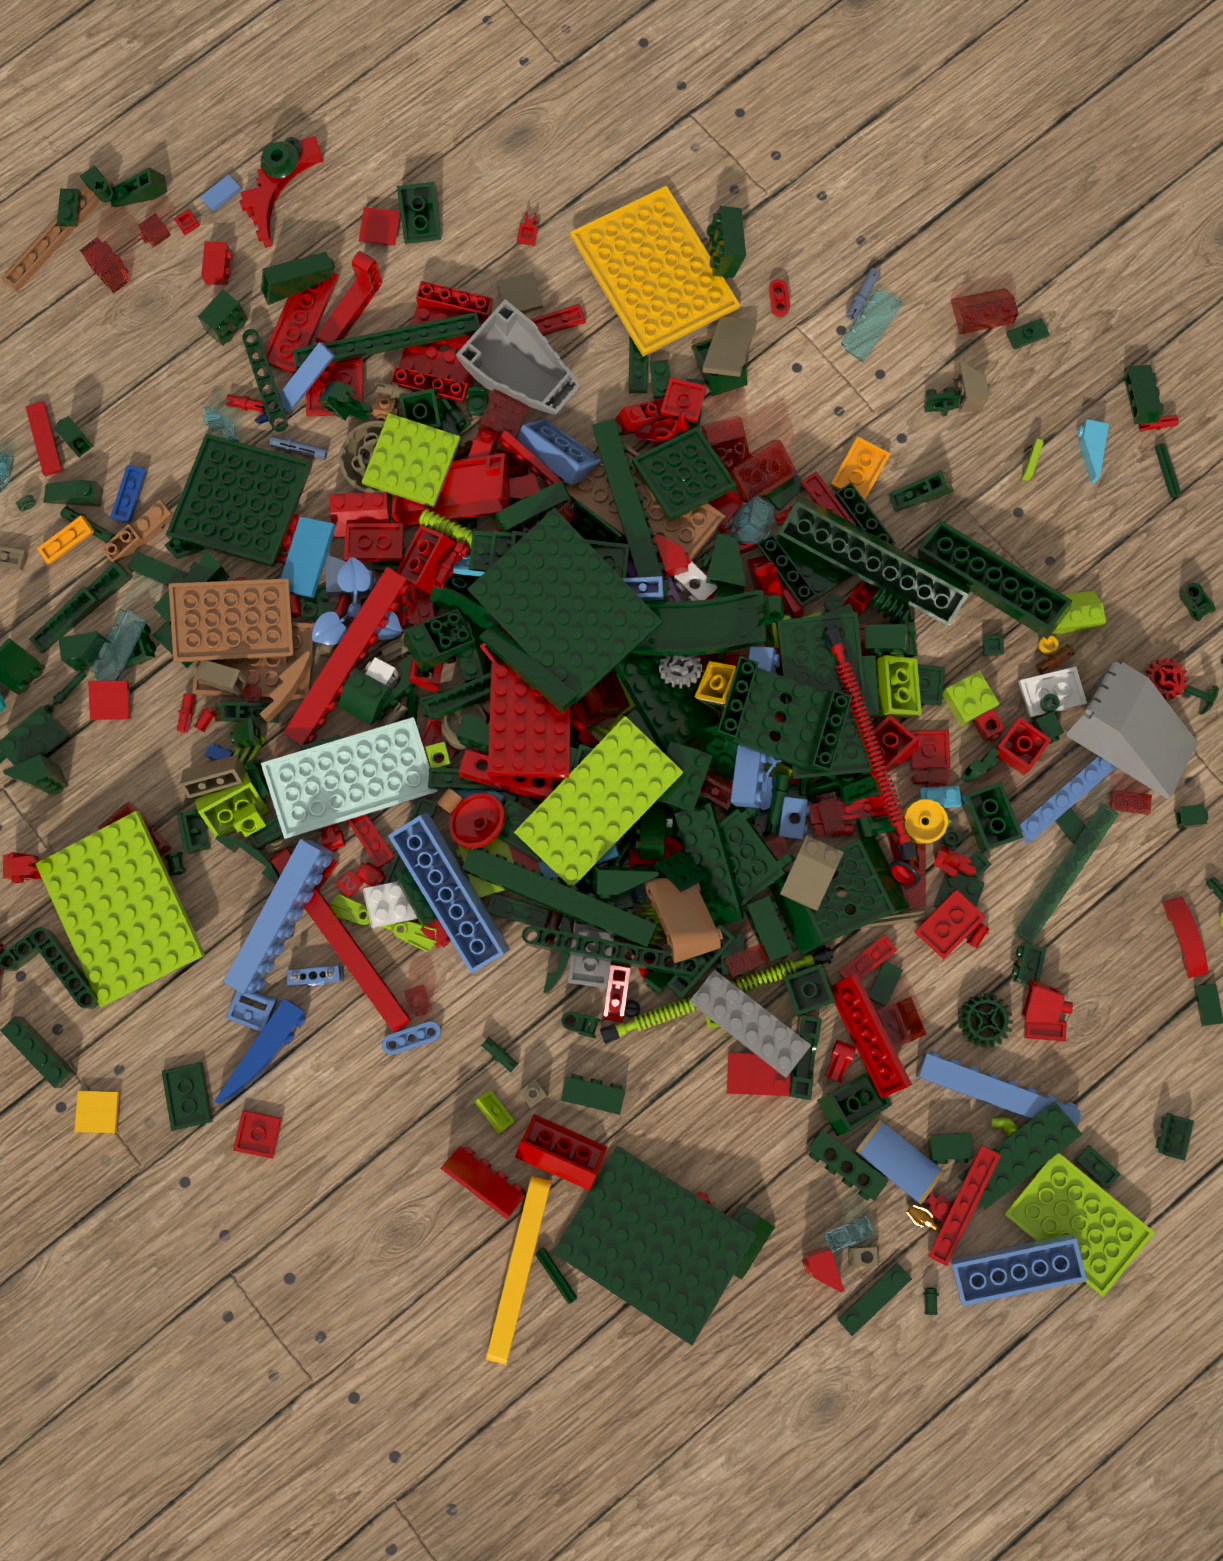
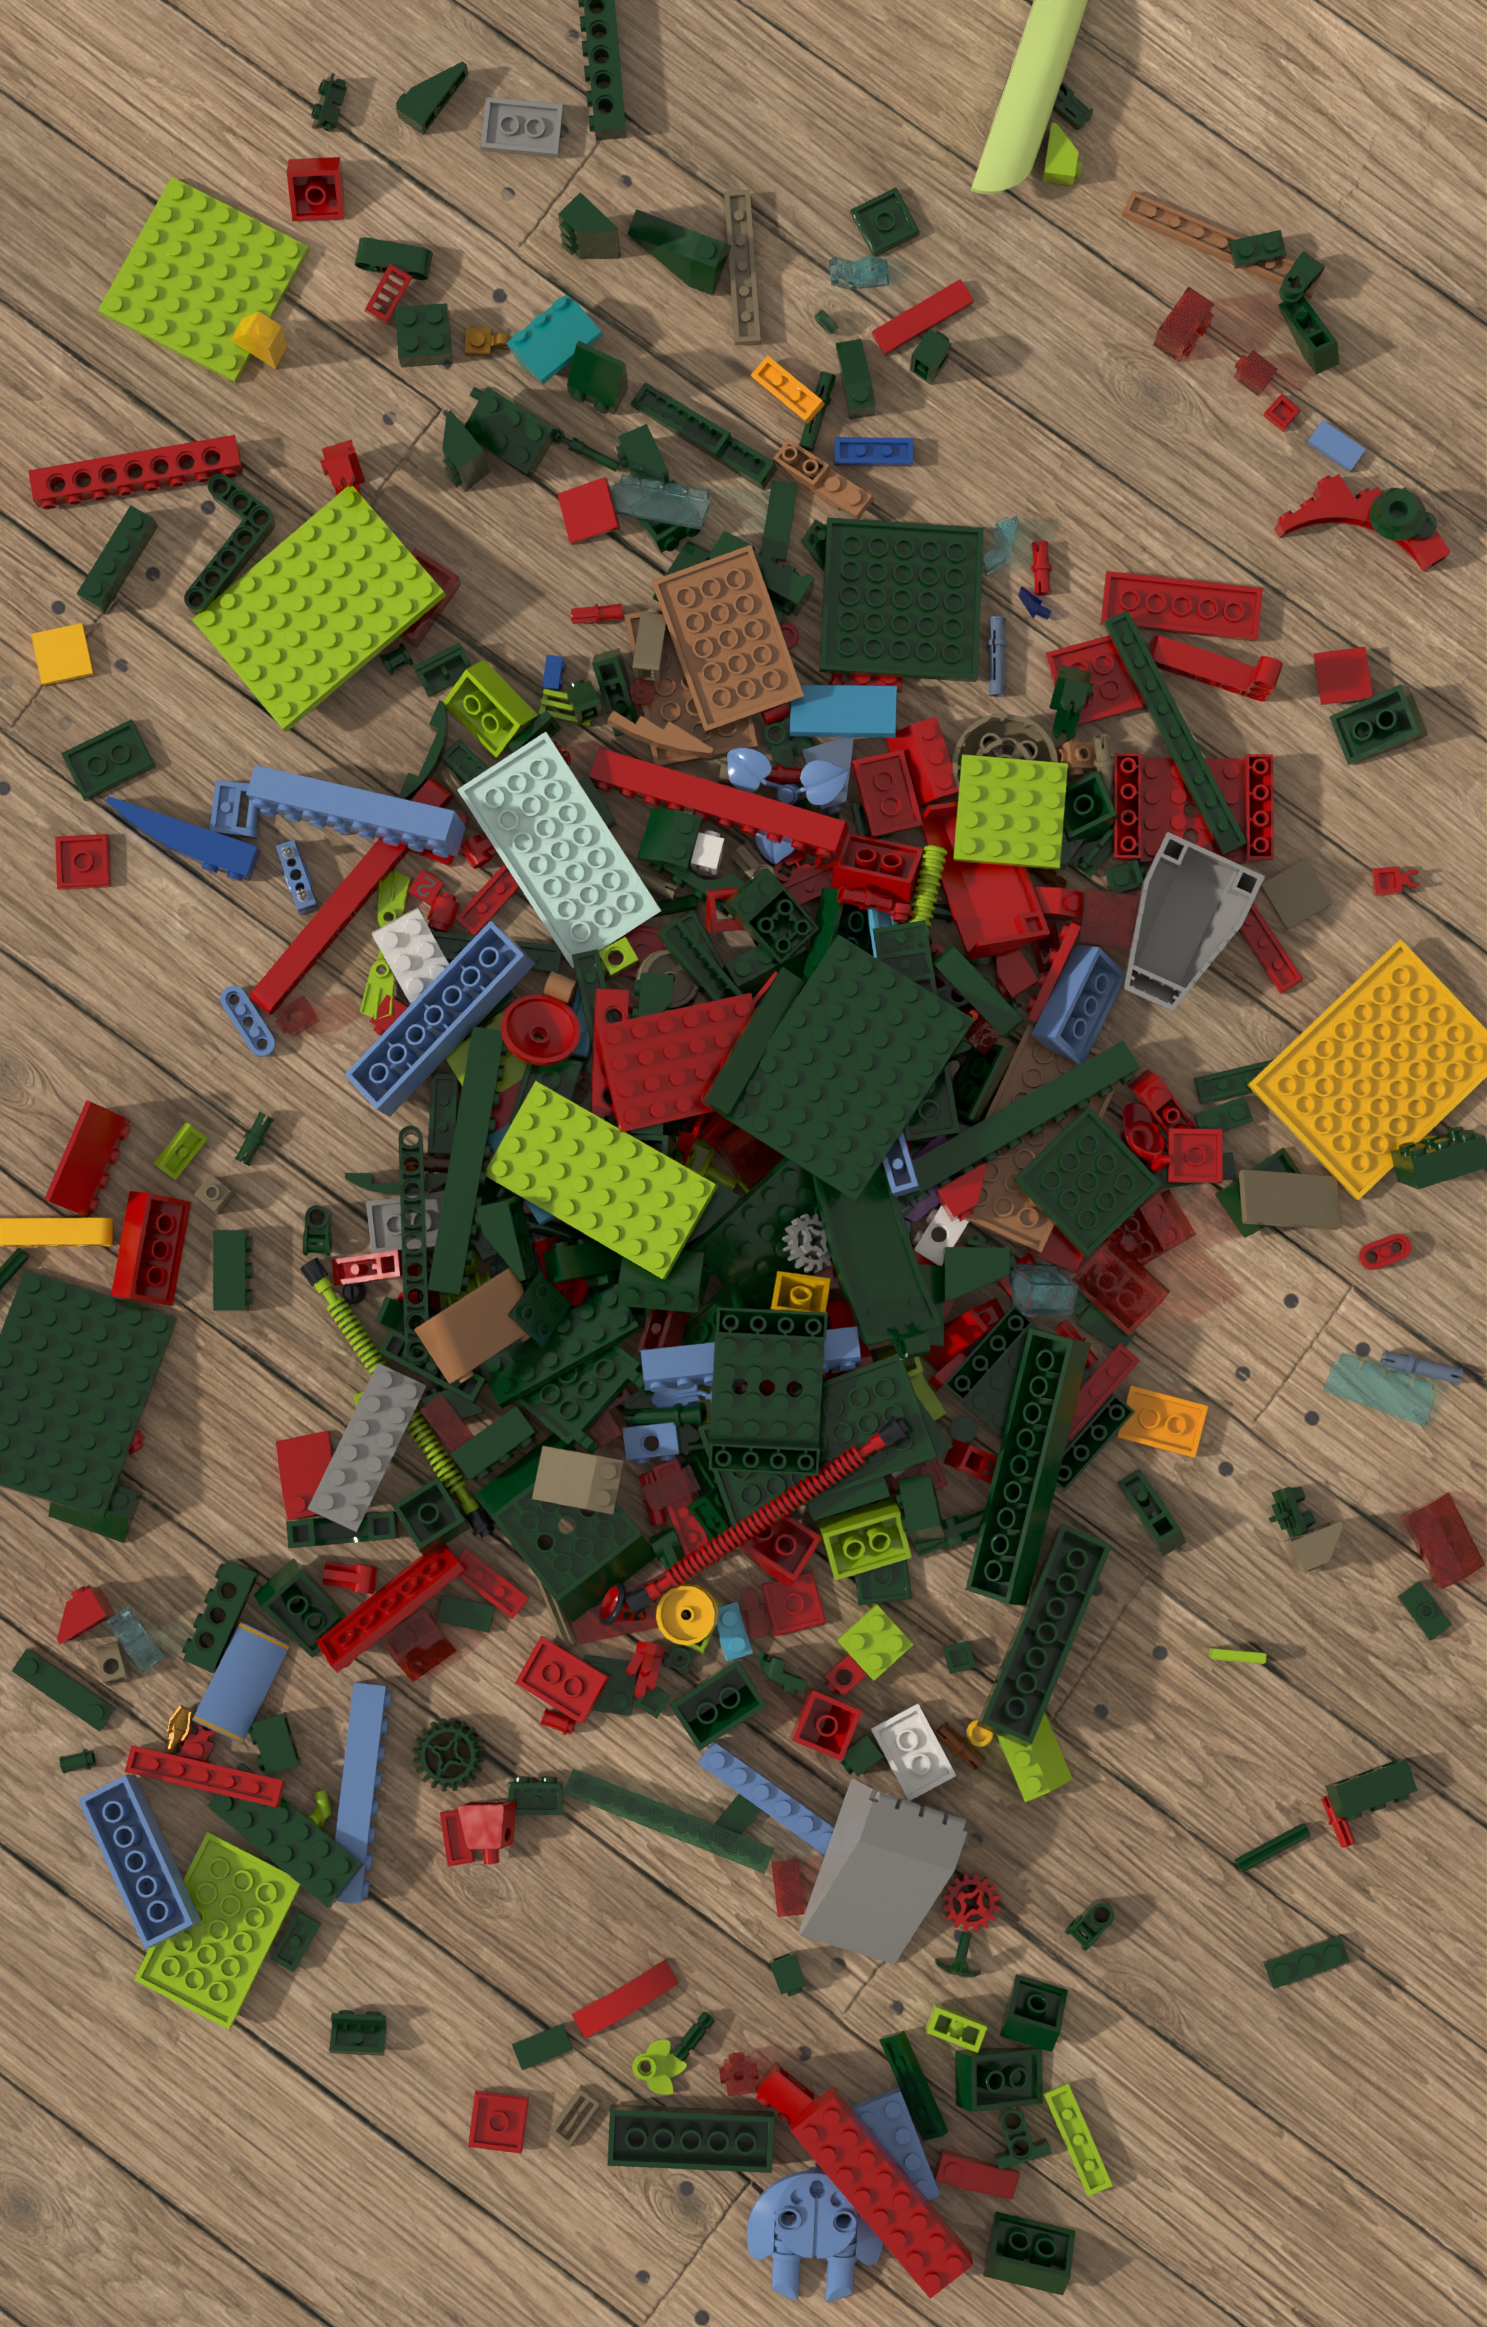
camera: 75 degrees right, 5 degrees up
(205, 719) = (594, 641): red pin -> none
(212, 776) = (518, 674): dark tan brick -> none
(216, 263) = (1230, 471): red brick -> none
(223, 318) = (1149, 504): dark green brick -> none
(245, 813) = (474, 736): lime brick -> none
(267, 379) = (1078, 587): dark green beam -> none
(295, 276) = (1233, 585): dark green slope -> none
(305, 376) = (1092, 637): medium blue tile -> none
(415, 897) = (423, 977): dark green plate -> none
(890, 605) = (969, 1502): dark green piece -> none
(1043, 704) = (889, 1742): dark green bush -> none
(1092, 445) = (1282, 1734): medium azure slope -> none

